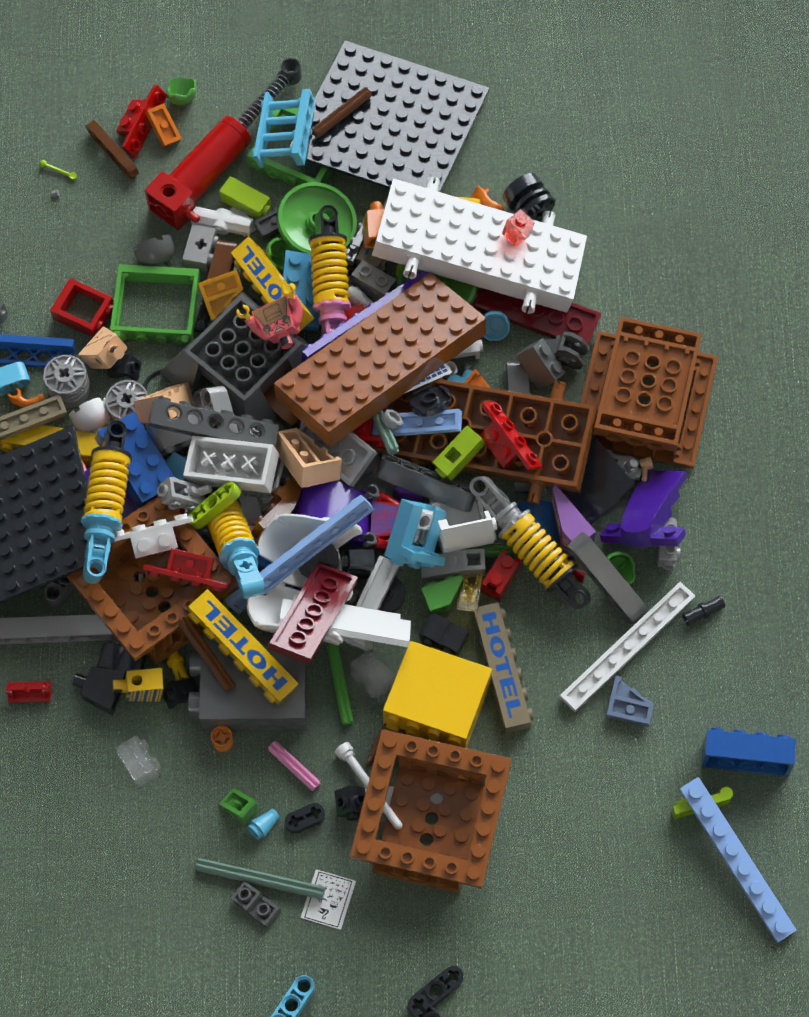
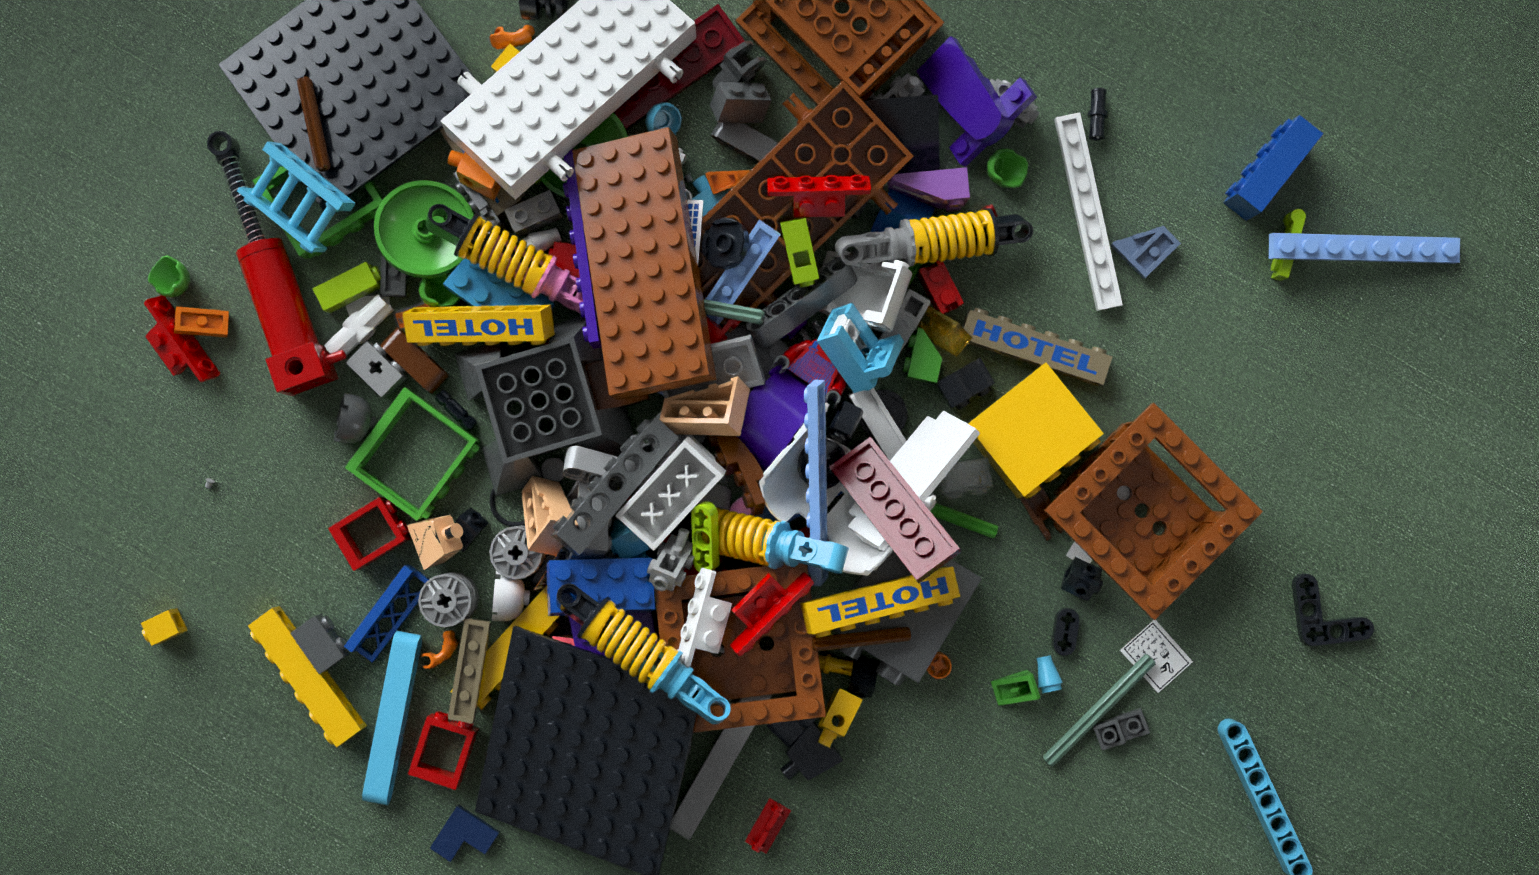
camera: 60 degrees left, 20 degrees up
(72, 176) = (199, 453): lime hinge -> none
(112, 149) = (194, 393): reddish brown beam -> none
(138, 762) = (910, 761): clear brick -> none
(220, 291) = (446, 380): light orange wing -> none
(277, 319) = (535, 347): torso -> none
(294, 766) = (1006, 610): bright pink axle -> none
(346, 753) = (1028, 553): white piece -> none
(392, 419) = (722, 296): light grey tile -> none
(518, 227) = (583, 26): clear red brick -> none
(606, 577) = (1015, 187): dark grey beam -> none
(646, 464) = (911, 67): light nougat hand -> none

